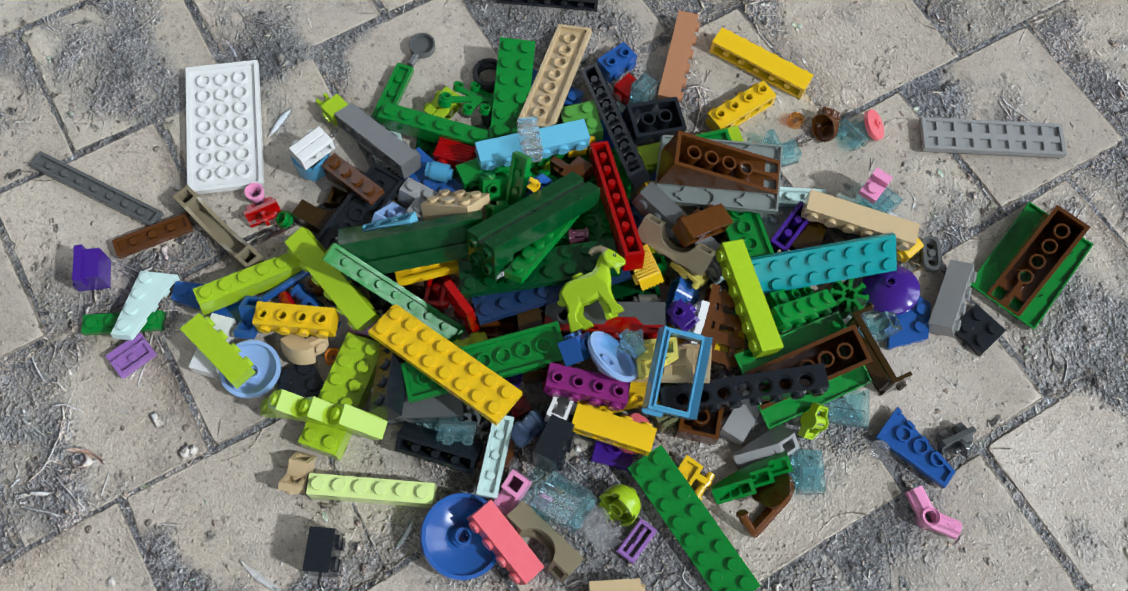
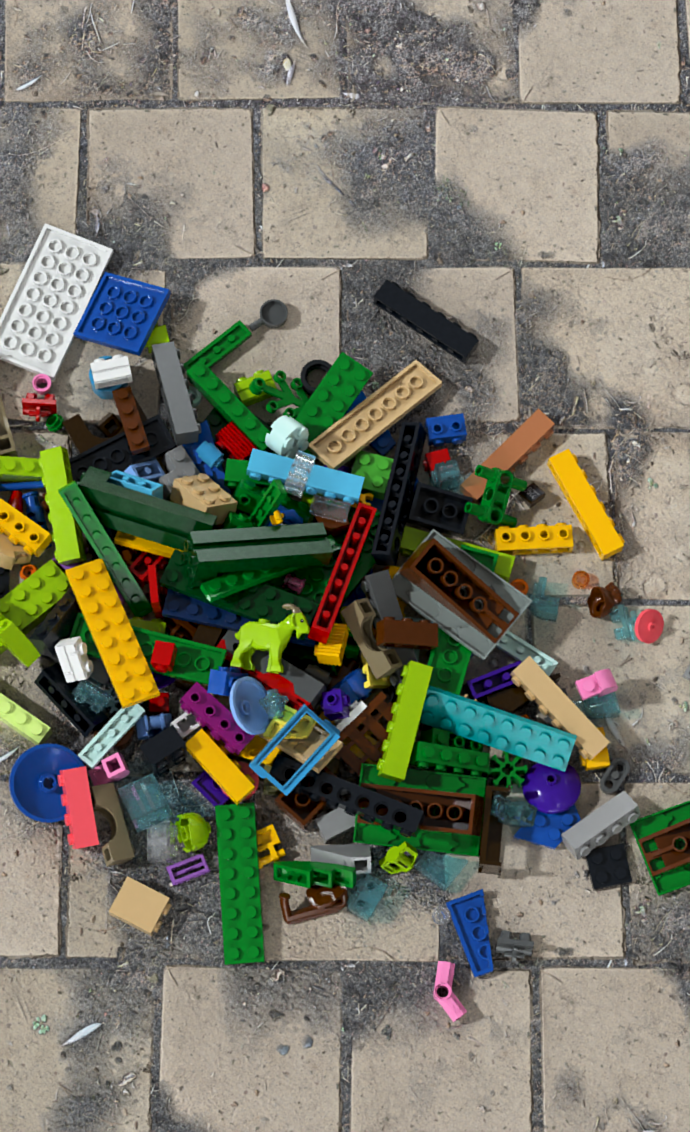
camera: 30 degrees right, 5 degrees up
(294, 102) = (122, 313): none -> blue plate
(422, 406) = (74, 659): none -> white brick
(497, 120) = (287, 437): none -> light aqua brick
(505, 357) = (163, 656): none -> red brick
(569, 160) = (329, 508): none -> clear tile
(692, 87) = (495, 496): none -> green piece
(714, 77) = (532, 495): none -> slope

